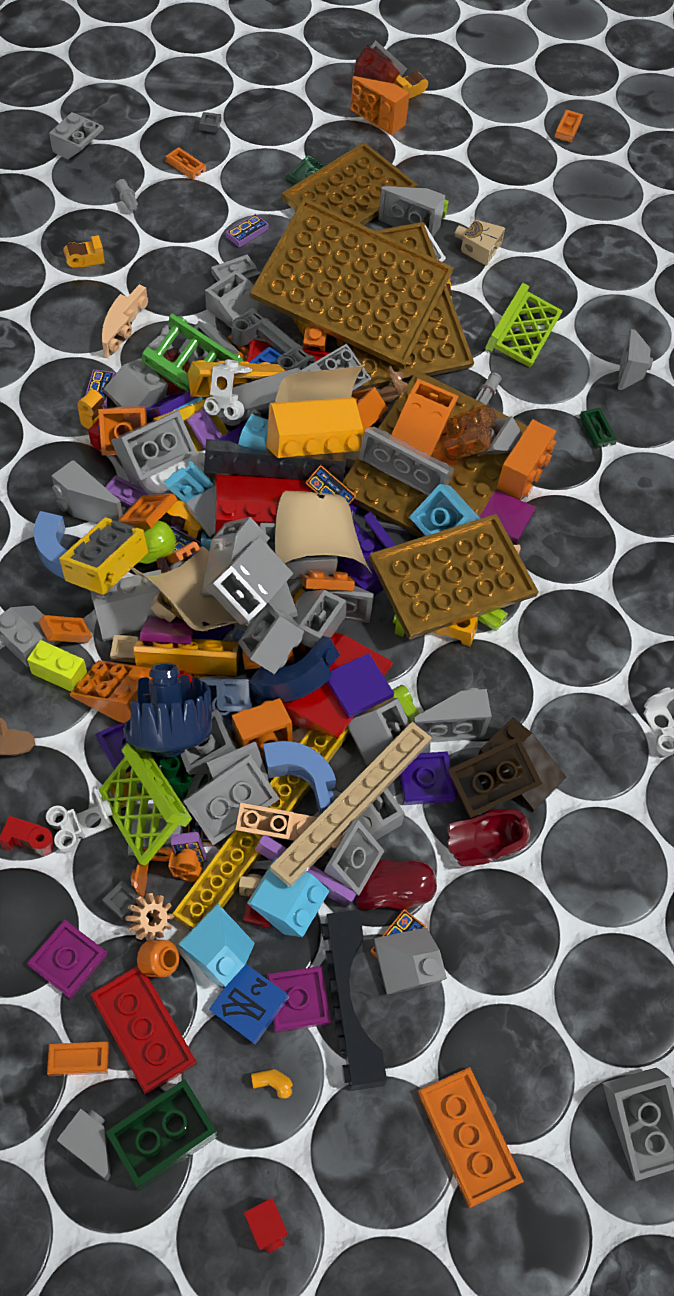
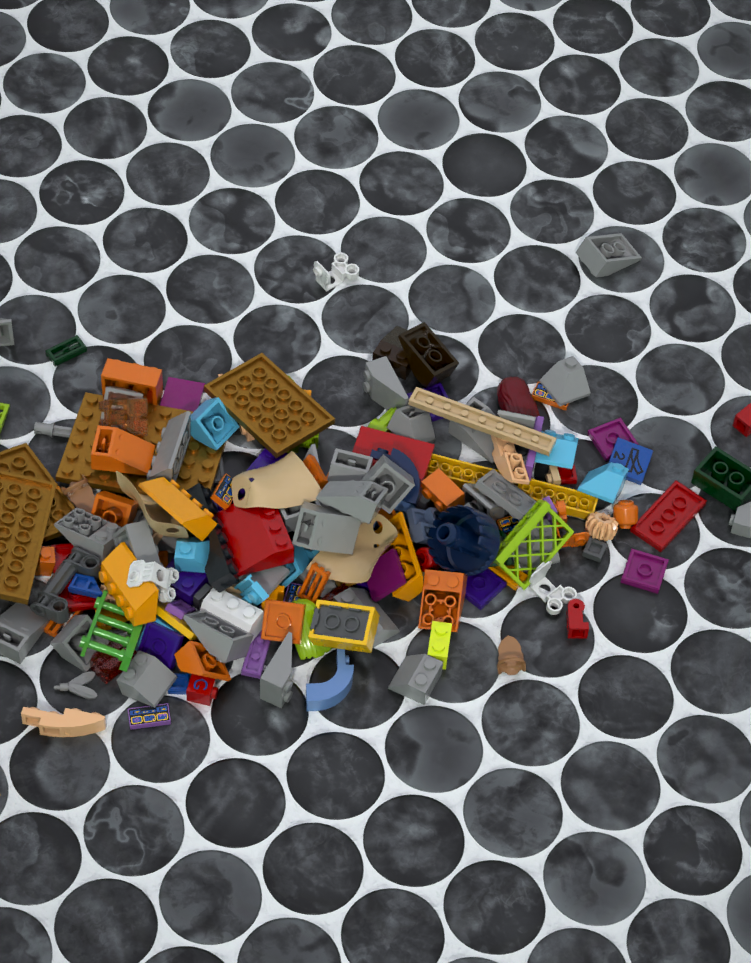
camera: 105 degrees left, 5 degrees down
(65, 629) = (407, 647): orange plate -> none
(78, 1058) = (702, 544): orange tile -> none
(88, 408) = (185, 701): light orange leg -> none
(123, 648) = (404, 610): tan plate -> none
(162, 609) = (366, 587): tan plate -> none
(274, 1079) = (666, 439): light orange arm -> none
(299, 760) = (463, 453): medium blue arch -> none
(359, 685) = (392, 434): dark purple tile -> none
(363, 1057) = (570, 420): black arch -> none
(378, 531) = (246, 459): dark purple tile -> none
(470, 1137) = (653, 338): orange tile -> none
(488, 836) = (467, 353): dark red hair -> none

